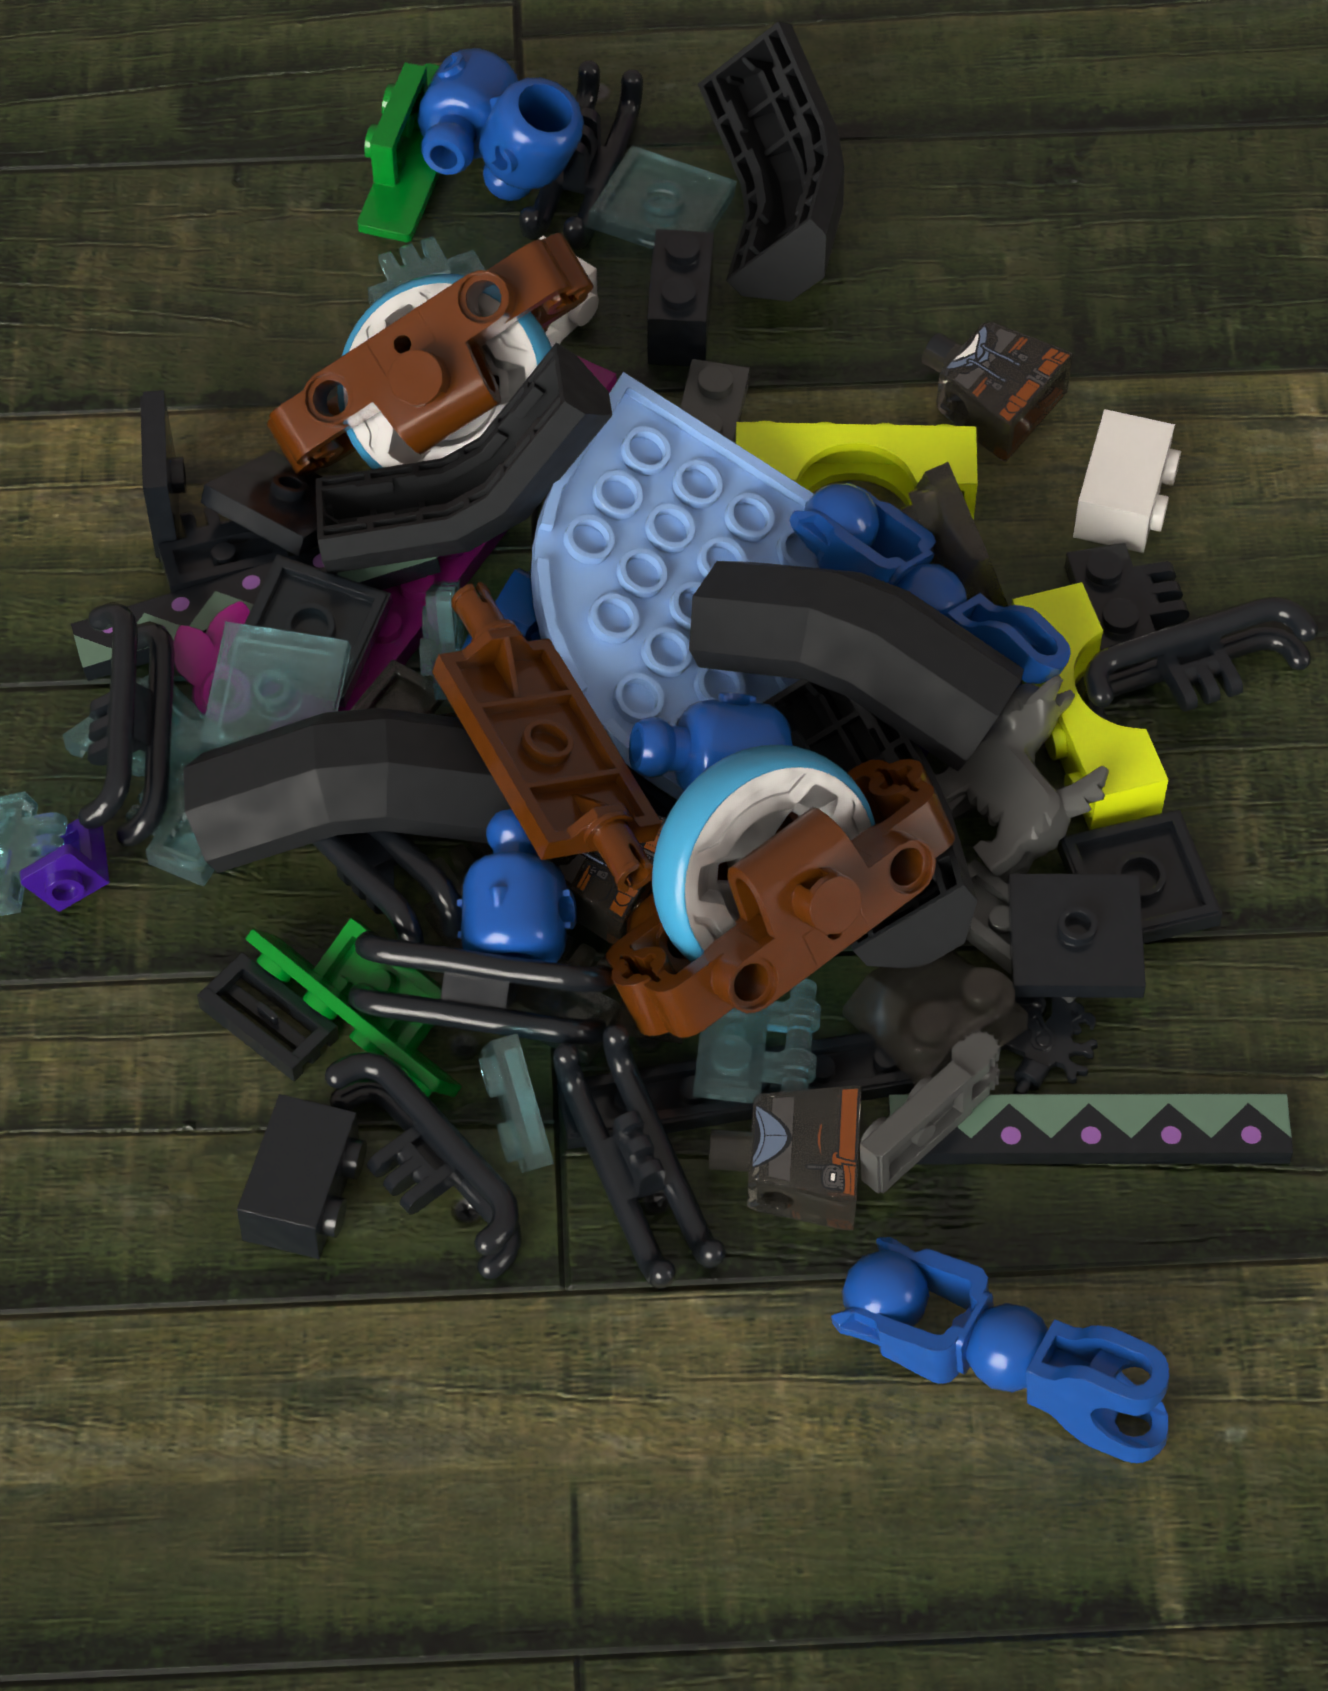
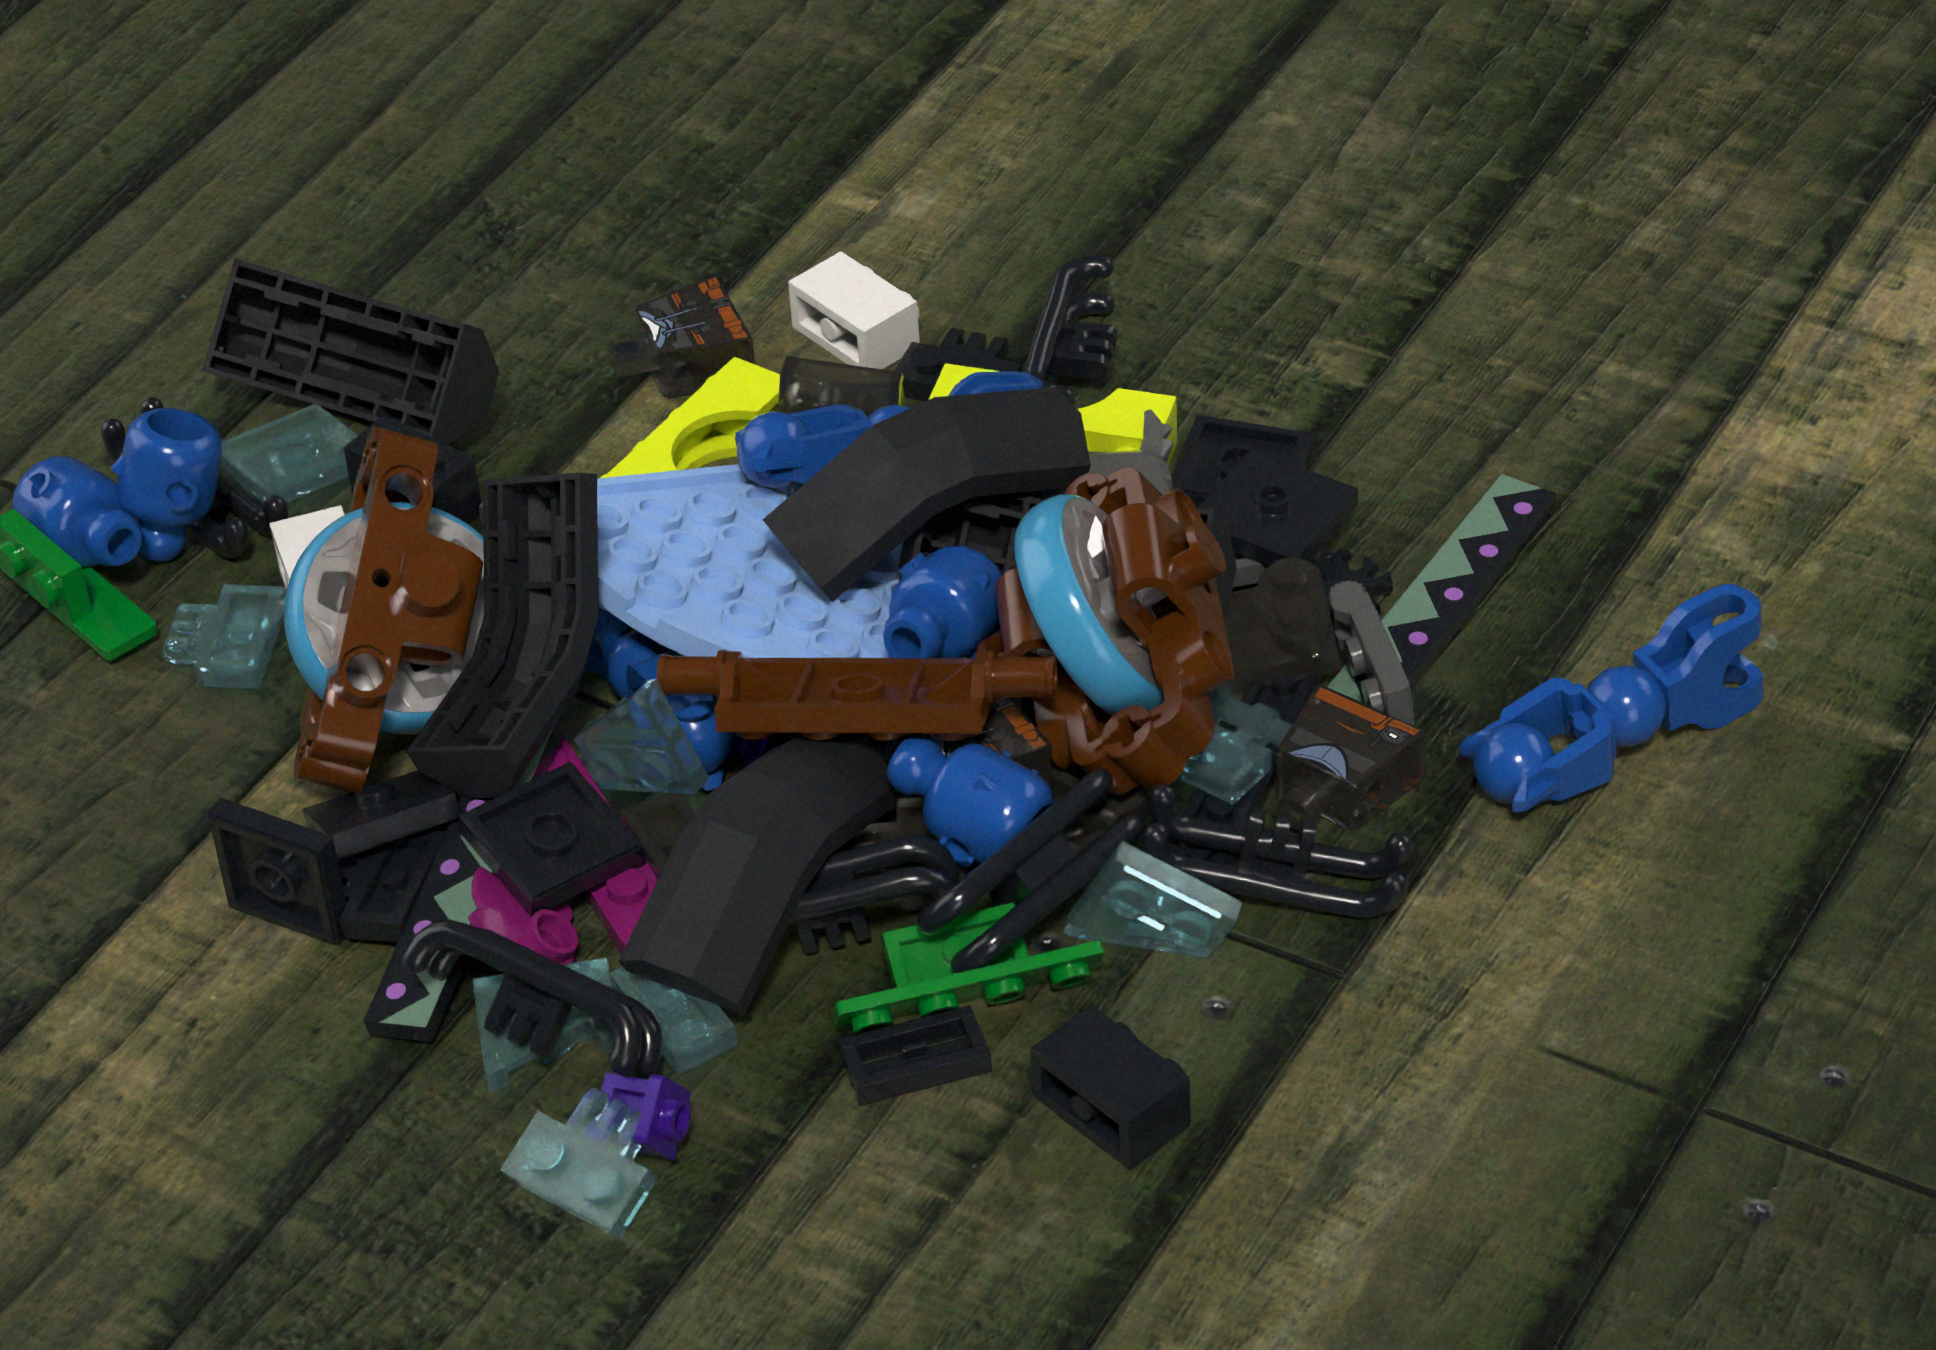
camera: 55 degrees left, 15 degrees down
(271, 681) = (593, 880): clear light blue plate -> none
(429, 1154) = (1166, 981): black piece -> none

